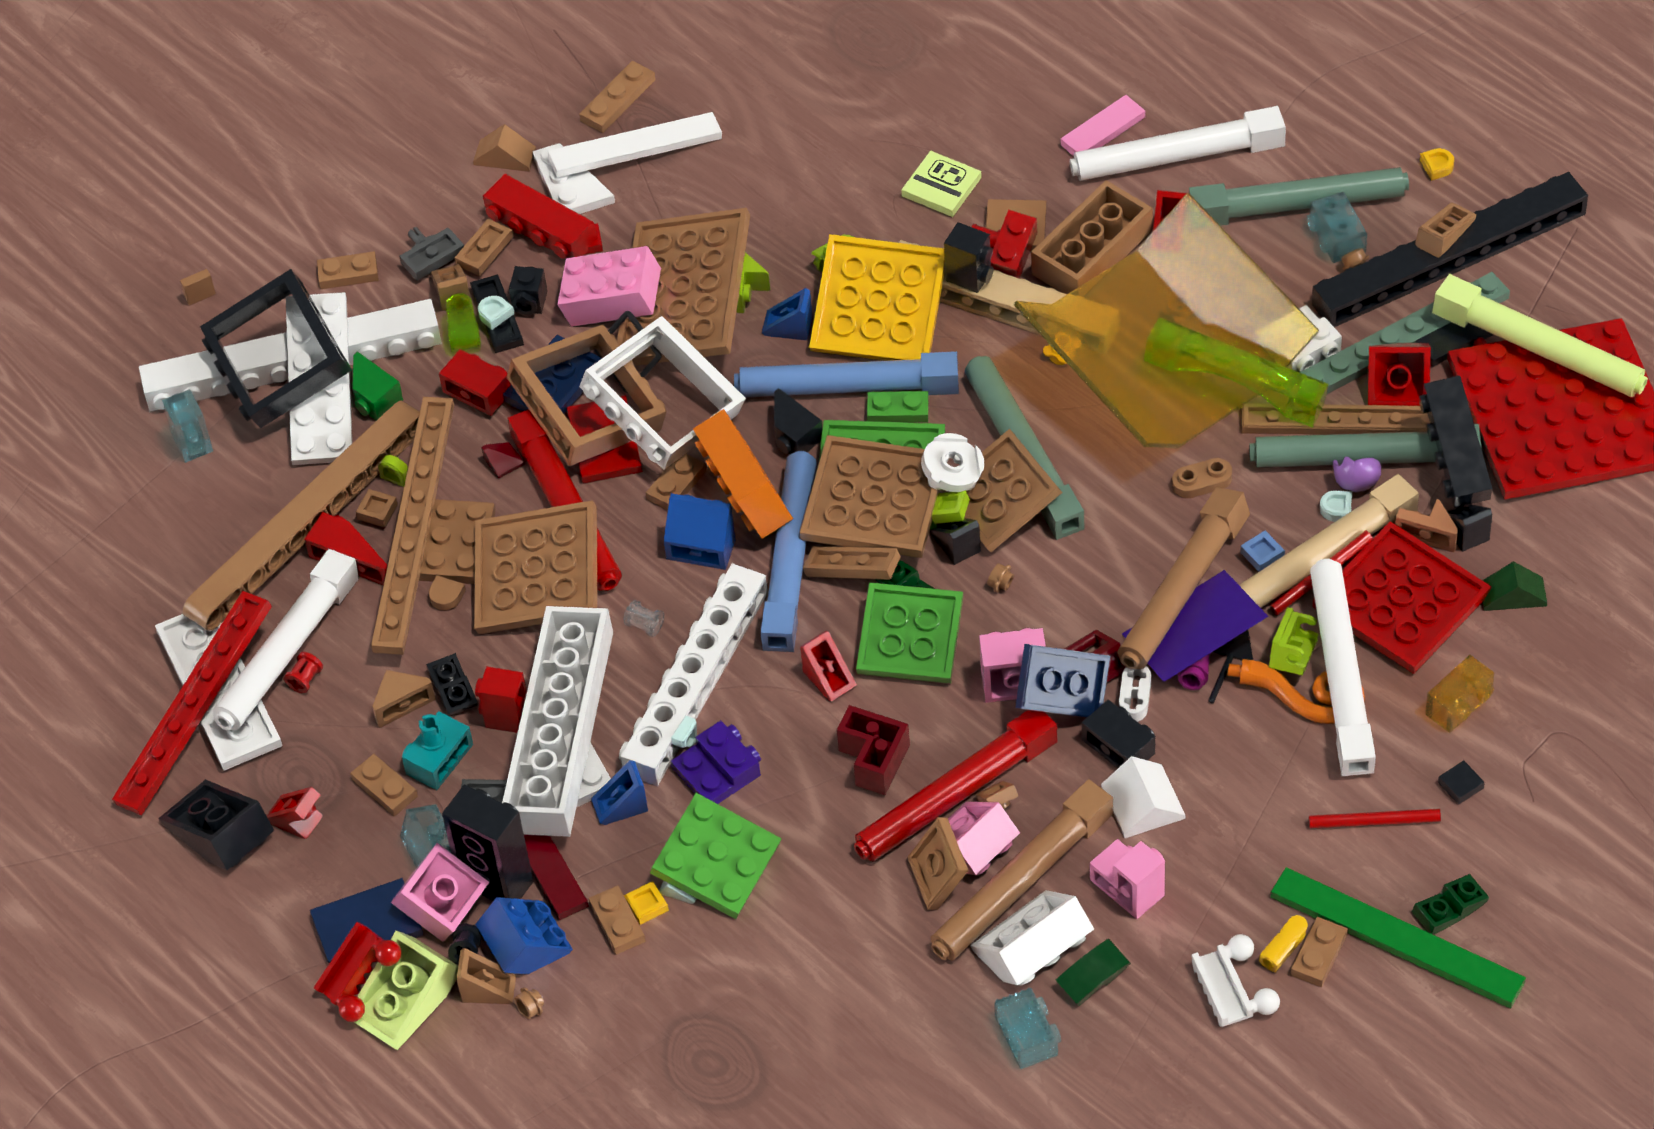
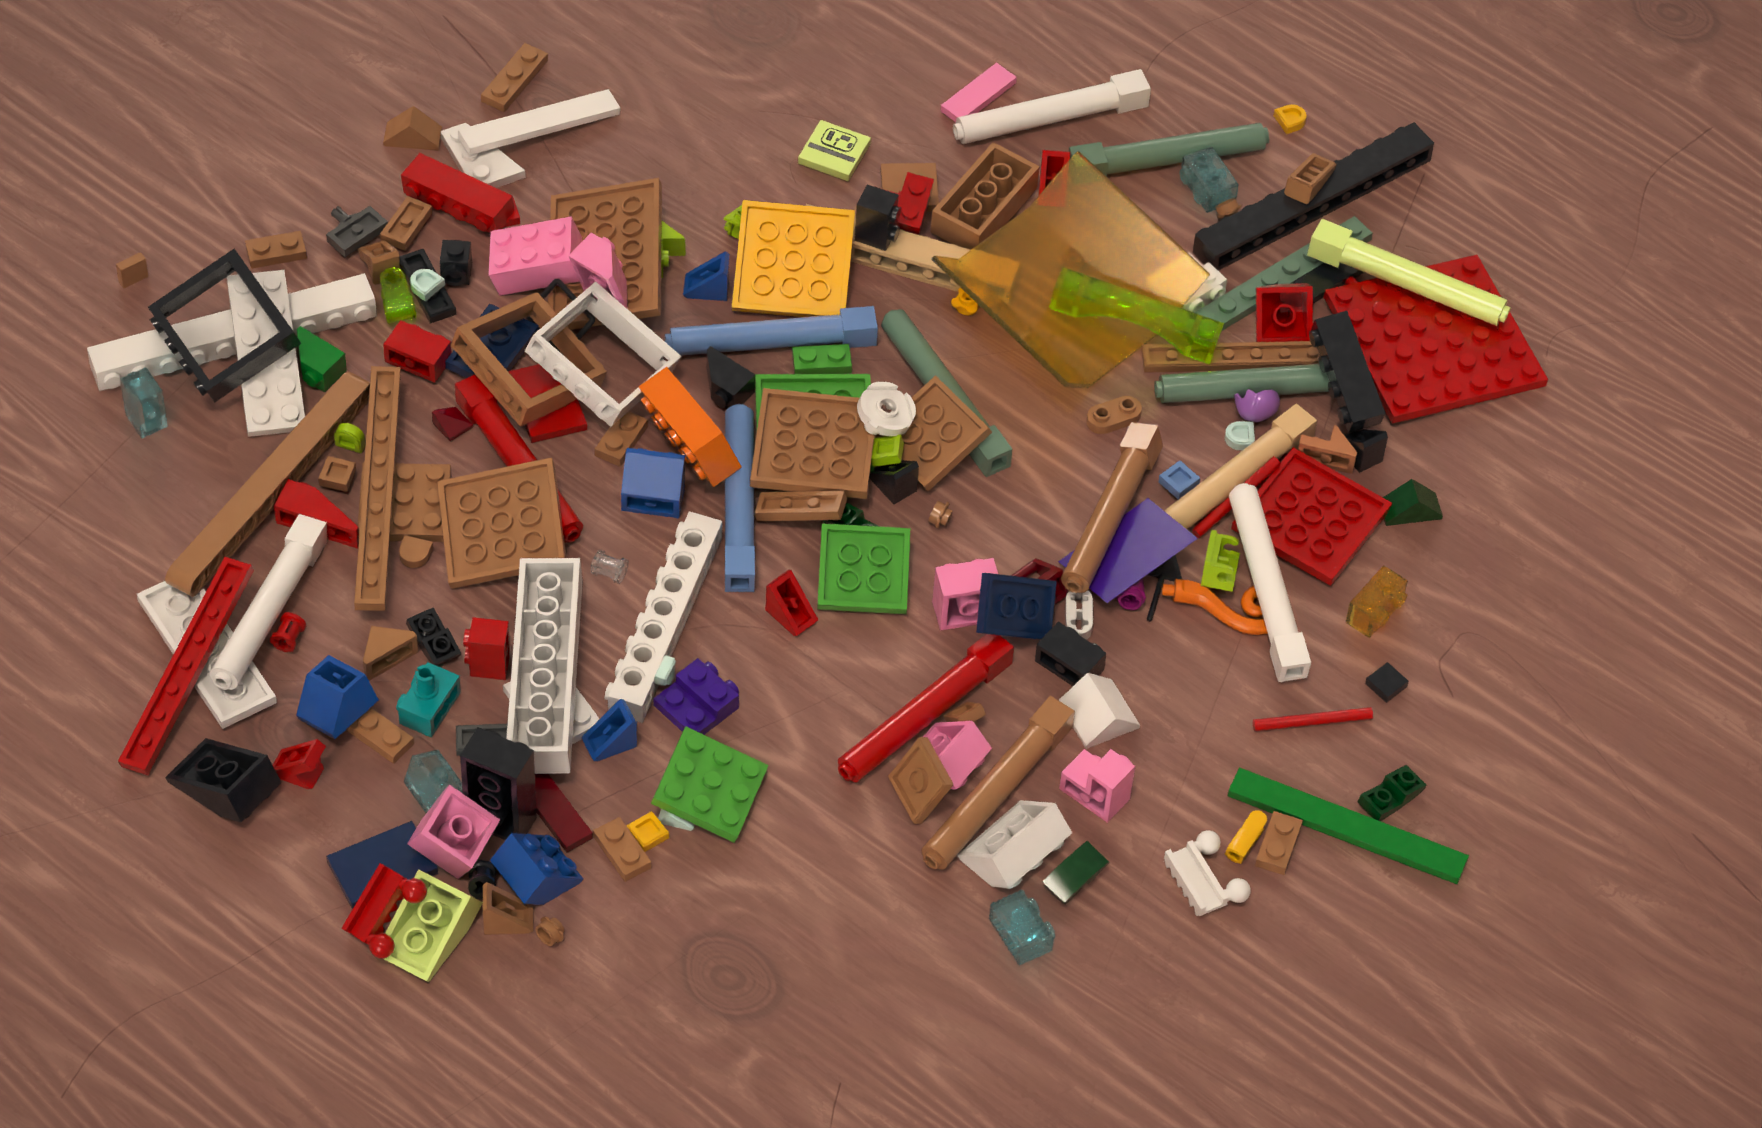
camera: 15 degrees left, 0 degrees up
(338, 743) = (334, 697): none -> blue slope
(667, 297) = (597, 262): none -> bright pink slope
(878, 745) = (848, 672): dark red brick -> none

